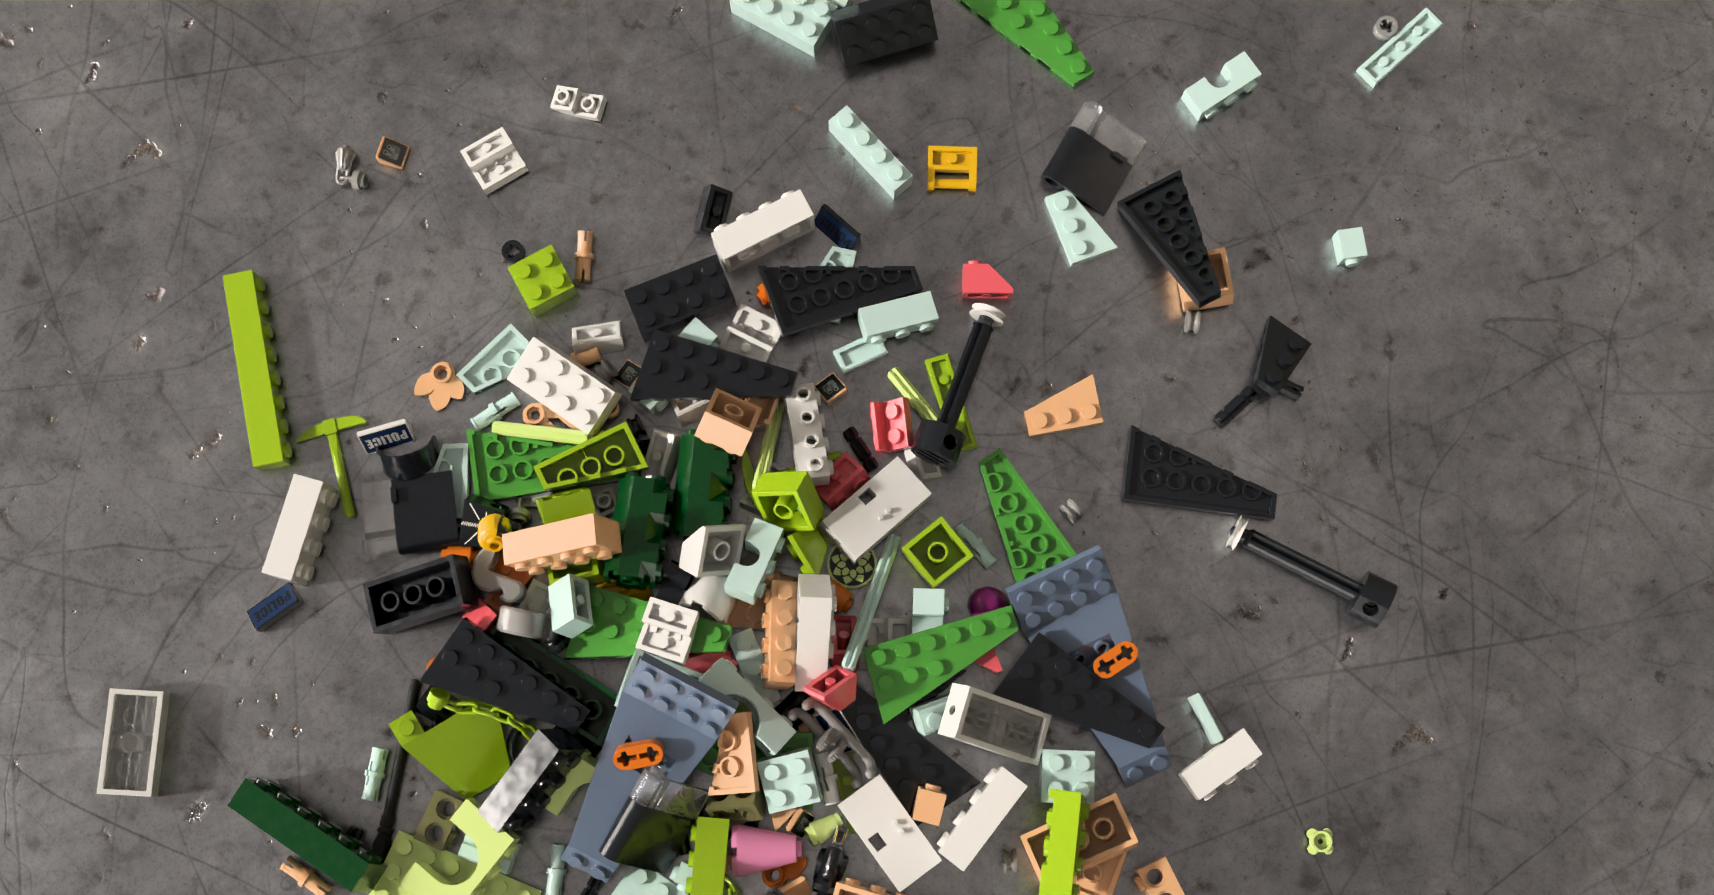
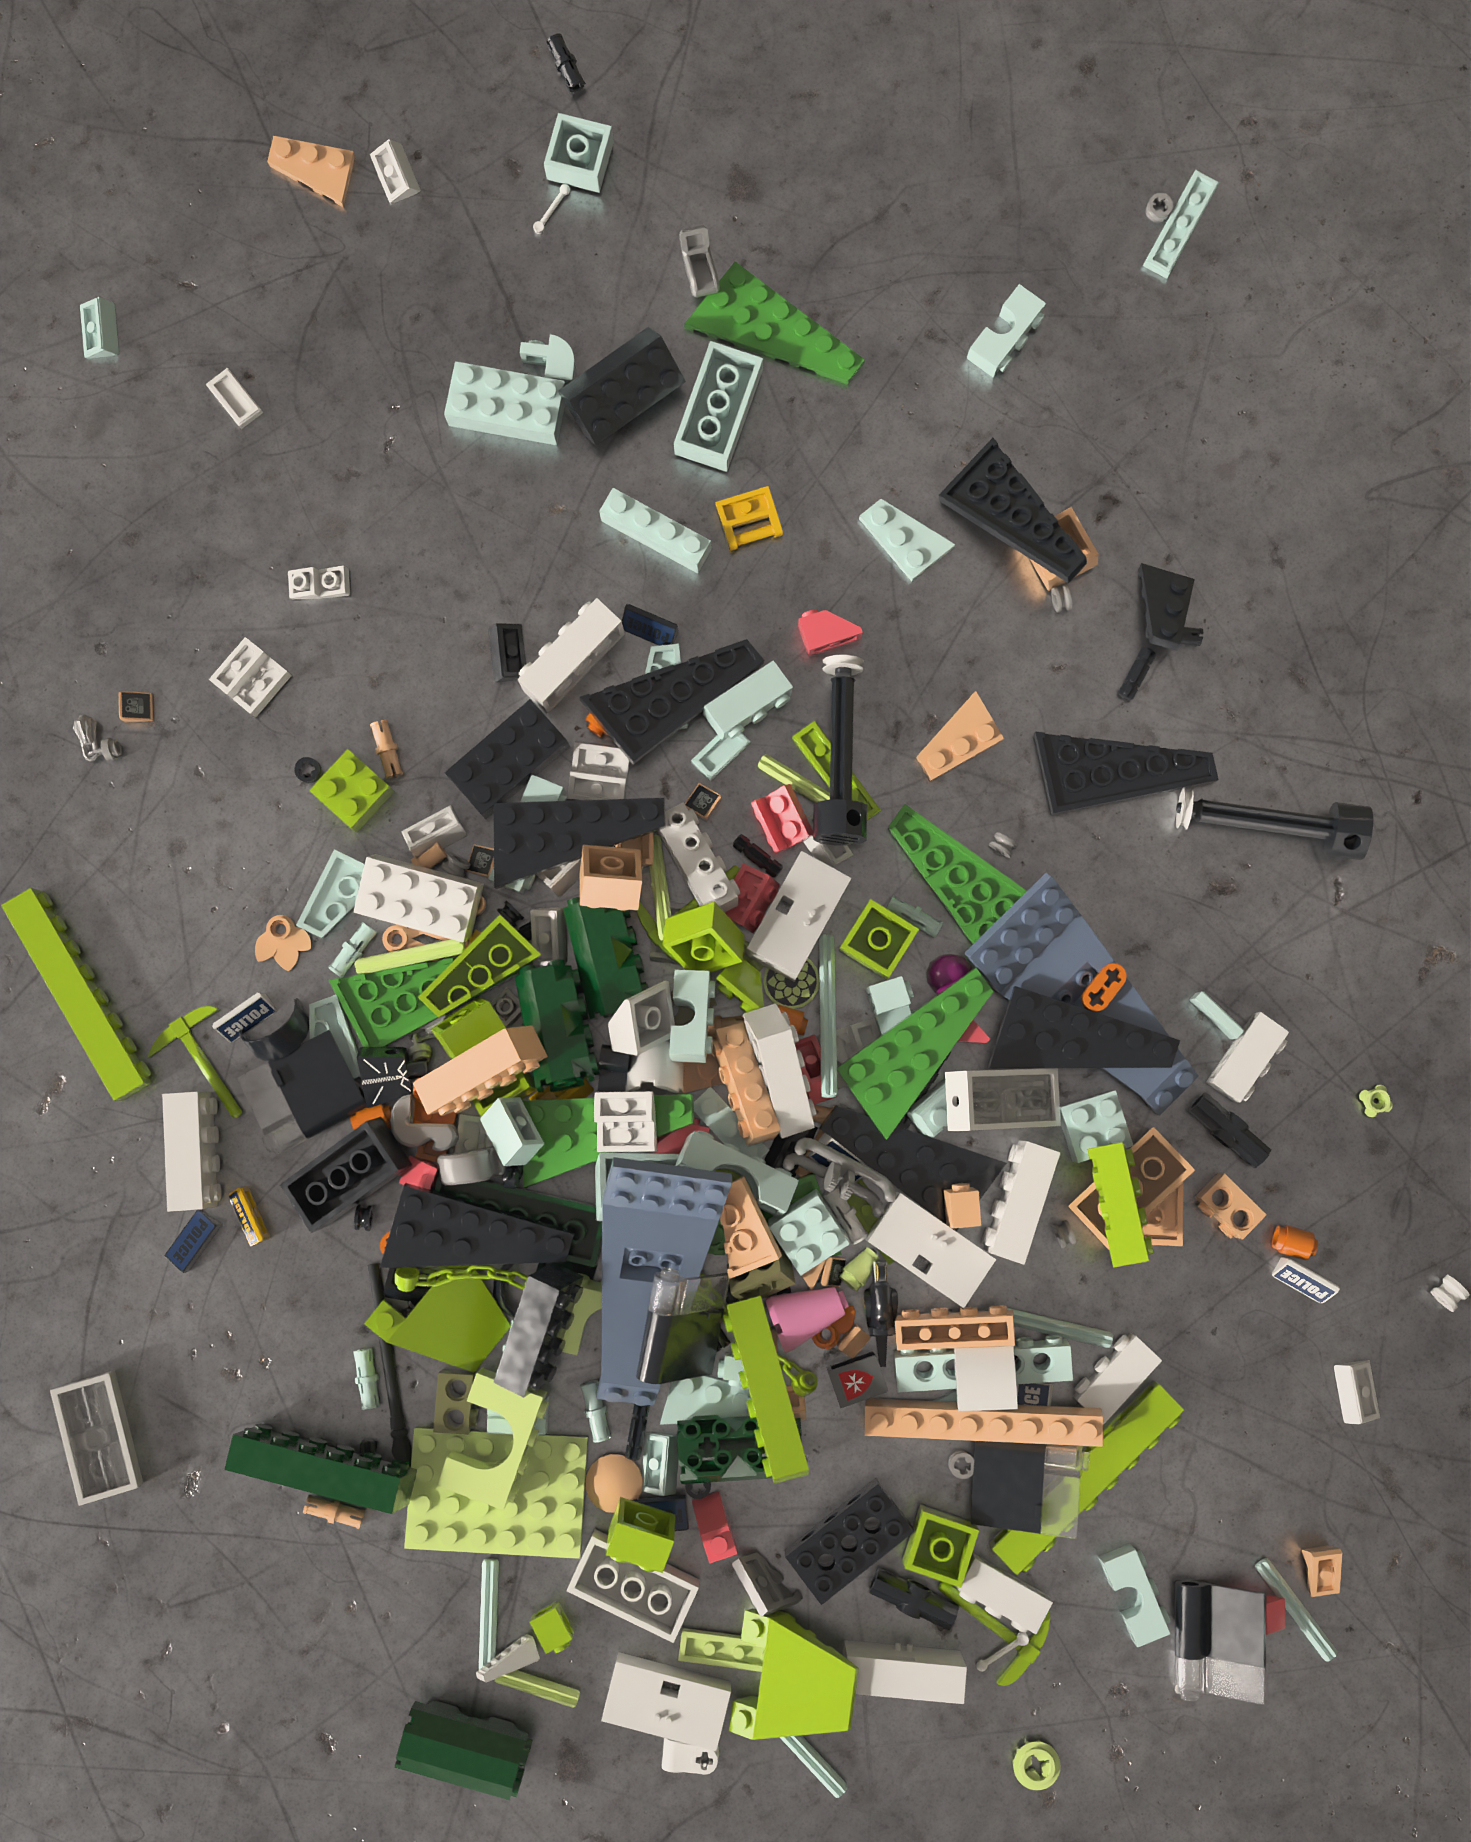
camera: 20 degrees left, 5 degrees up
(328, 602) = (249, 1215): none -> yellow slope
(422, 637) = (363, 1217): none -> black bush
(491, 530) = (399, 1081): yellow head -> none
(637, 748) = (643, 1264): orange beam -> none
(834, 688) = (823, 1121): coral slope -> none
(958, 68) = (718, 406): none -> light aqua brick
(1094, 157) = (896, 454): black door -> none
(1183, 822) = (1230, 1130): none -> black piece
(1349, 246) = (1200, 460): light aqua brick -> none

